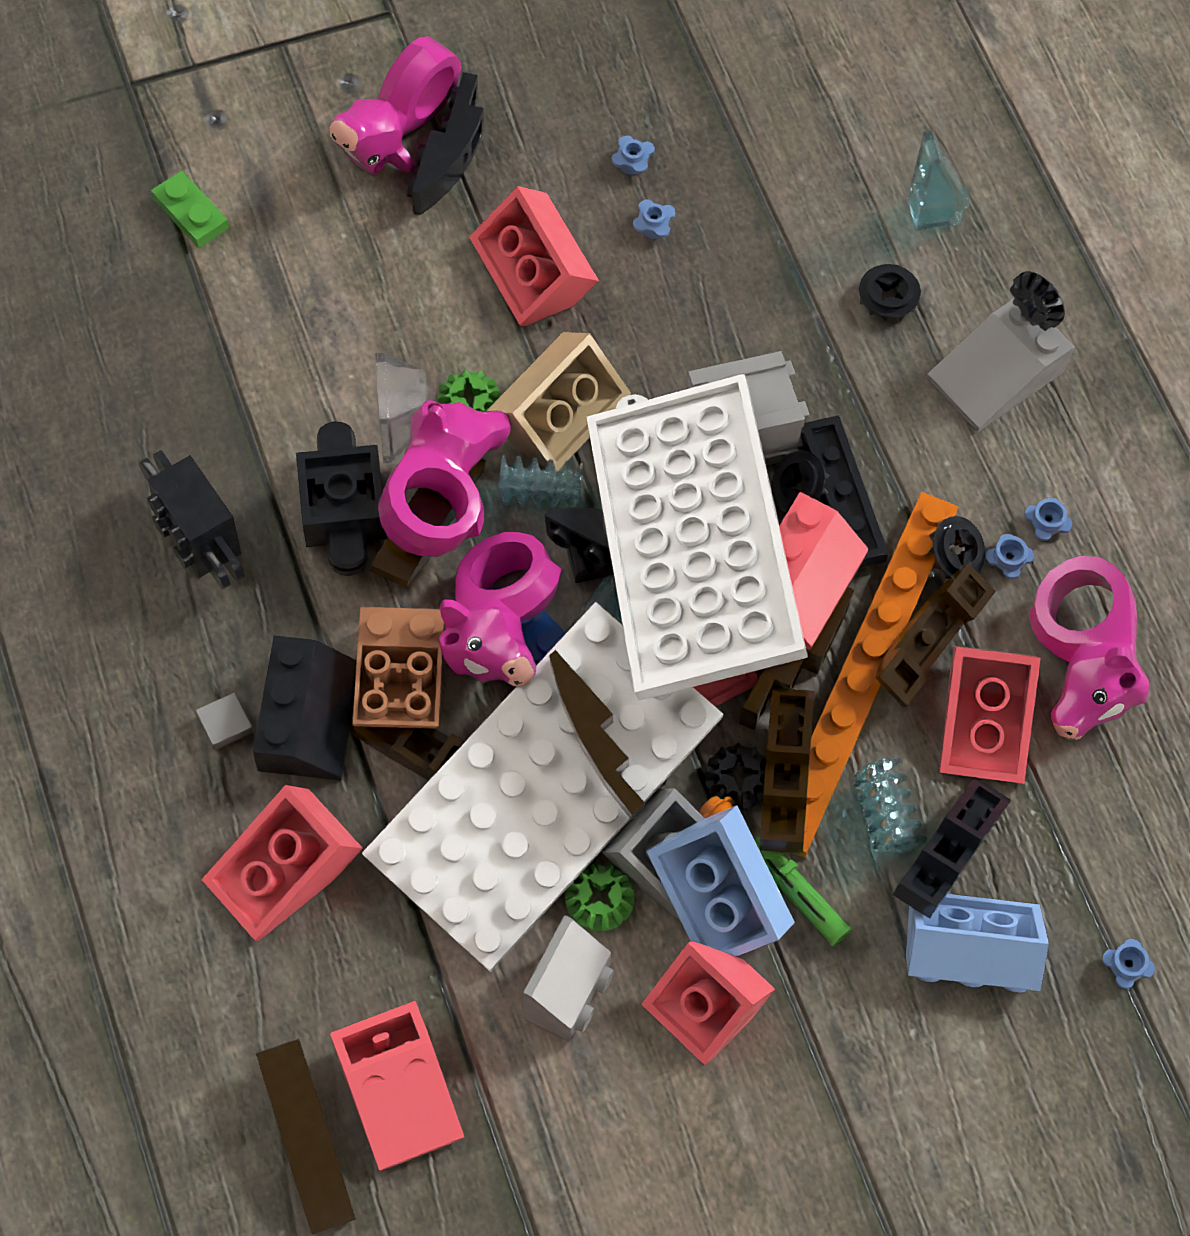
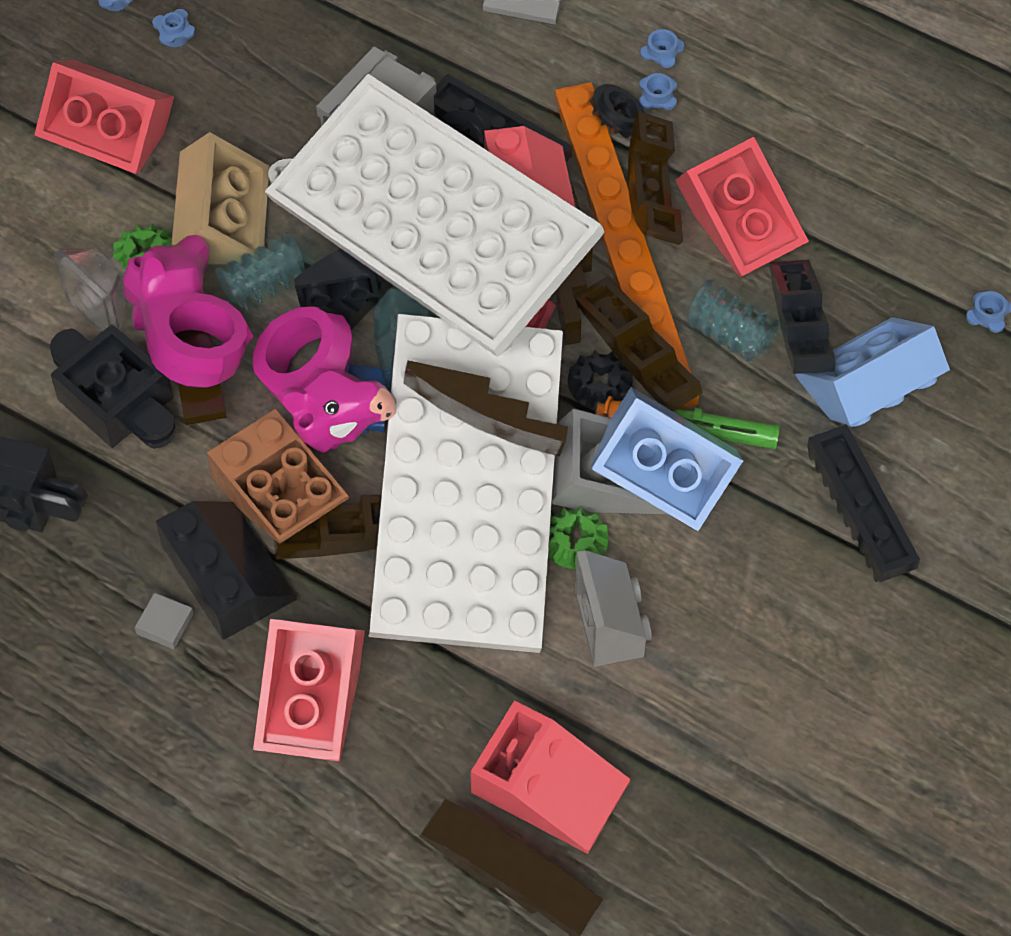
camera: 35 degrees left, 5 degrees down
(707, 998) = (721, 549): coral slope -> none
(861, 1051) = (862, 503): none -> black gear
(1103, 665) = (793, 114): dark pink animal -> none

